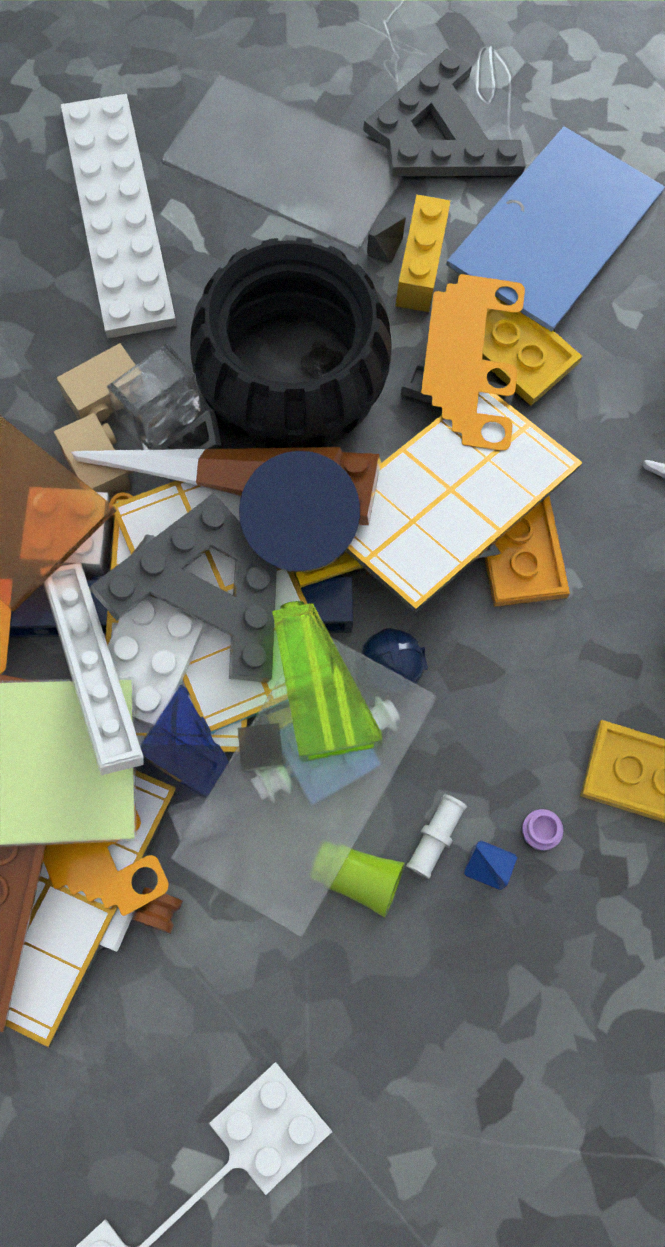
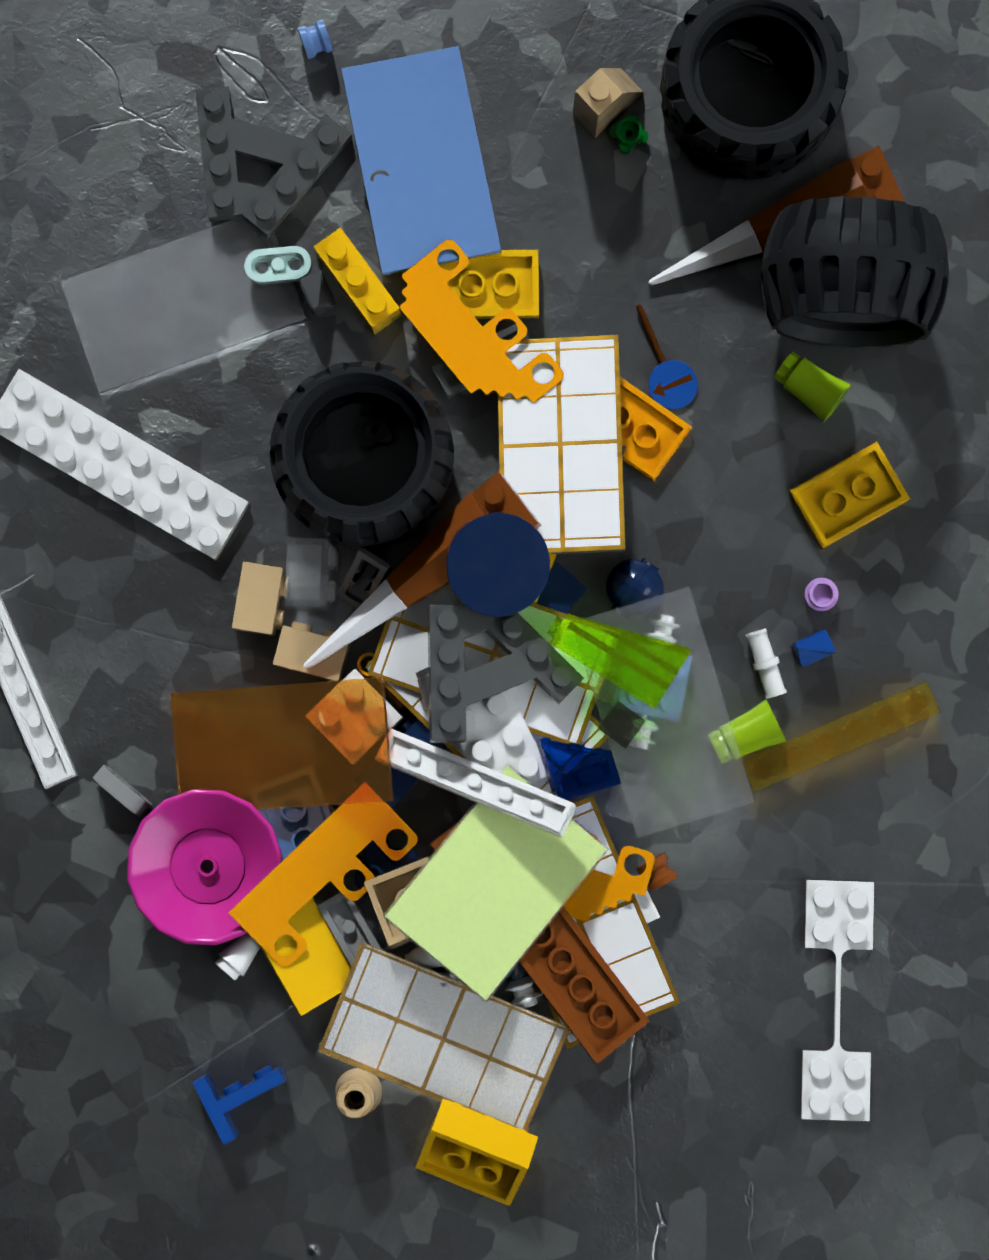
camera: 40 degrees left, 15 degrees up
(381, 190) = (278, 264): none -> light aqua plate
(438, 966) = (840, 736): none -> clear yellow plate
(565, 90) = (315, 39): none -> medium blue wheel
(587, 548) = (672, 381): none -> blue piece

